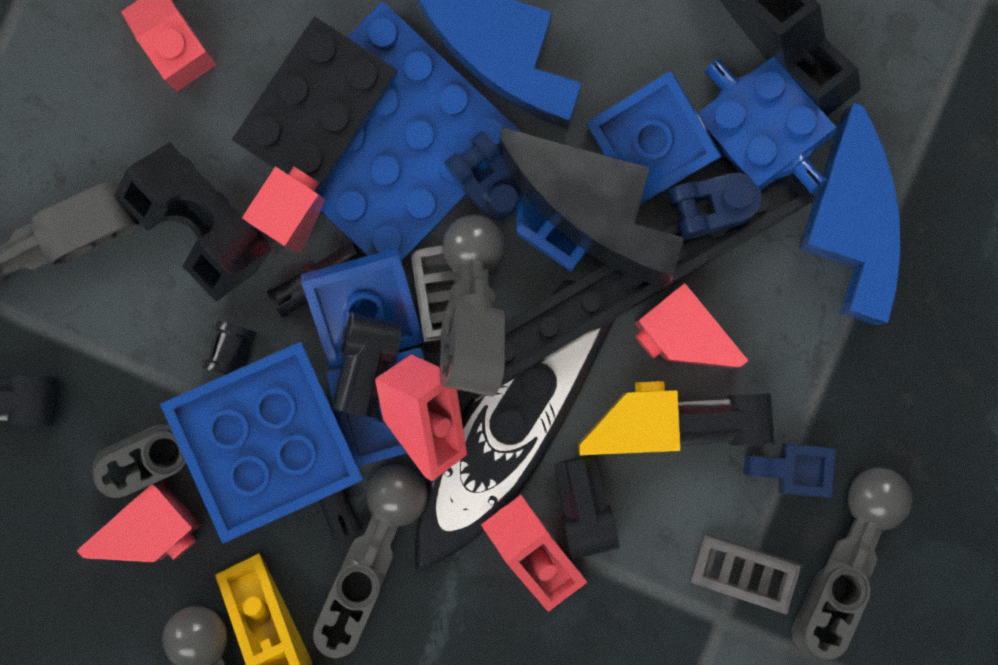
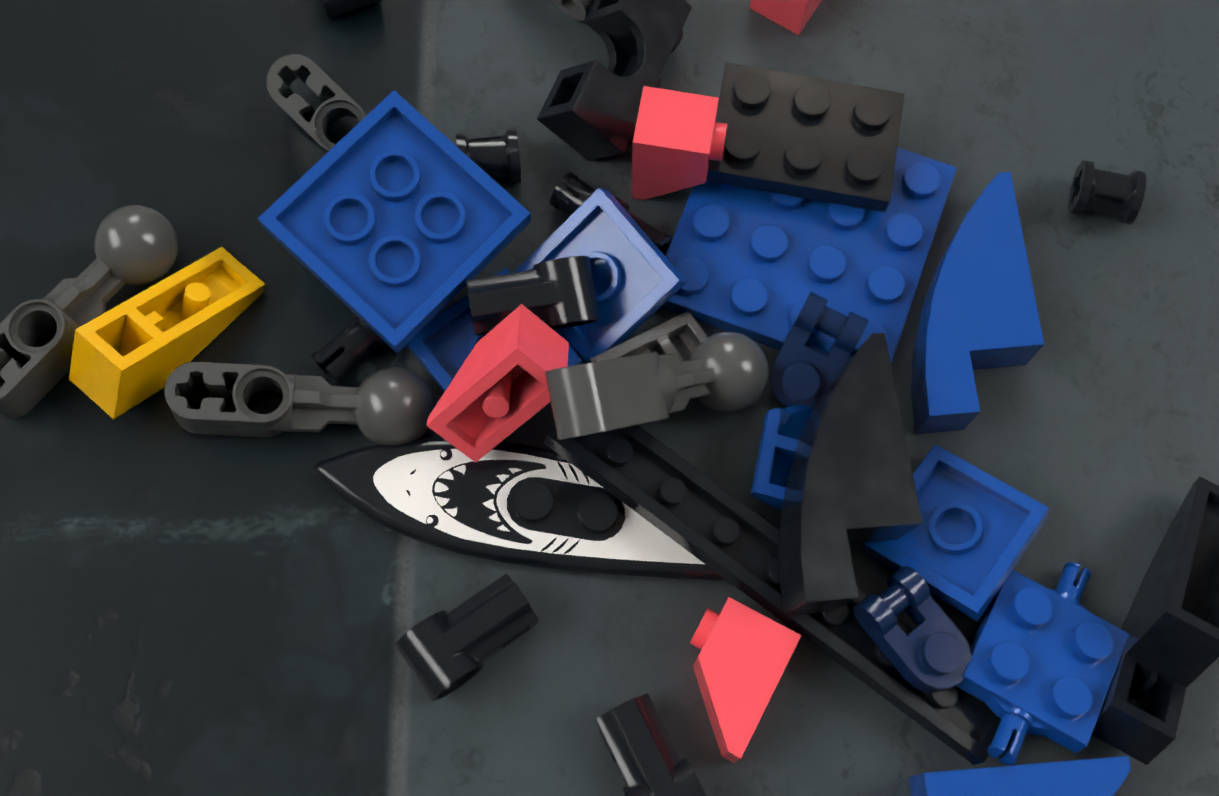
camera: 55 degrees right, 15 degrees down
(145, 529) = (247, 147): coral slope -> none
(533, 553) = (384, 595): coral slope -> none
(636, 423) = (599, 653): yellow slope -> none

